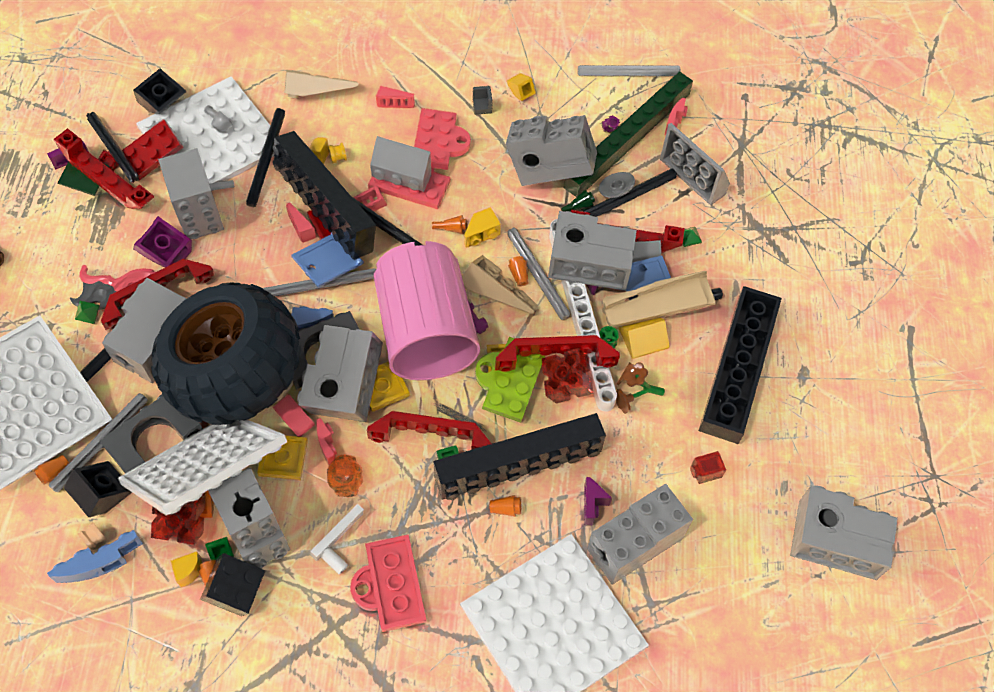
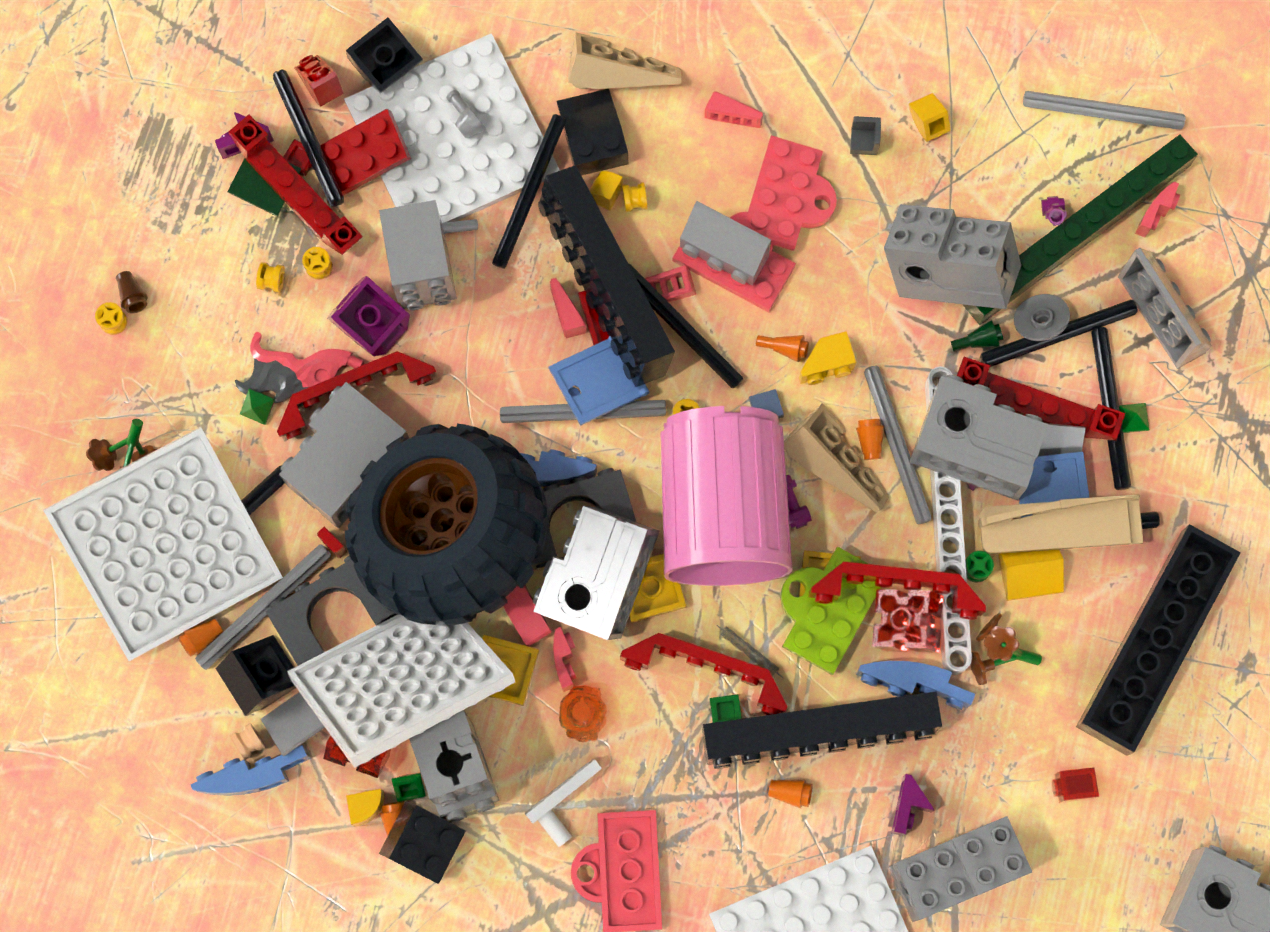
camera: 15 degrees right, 15 degrees up
(91, 231) = (270, 277): none -> yellow wheel
(118, 112) = (319, 79): none -> red slope
(124, 219) = (314, 257): none -> yellow wheel
(127, 516) = (292, 724): none -> light grey piece
(147, 390) = (331, 542): none -> red tile
(306, 120) = (593, 132): none -> black slope
(572, 410) = (904, 676): none -> medium blue slope
(668, 219) = (1110, 399): none -> black axle

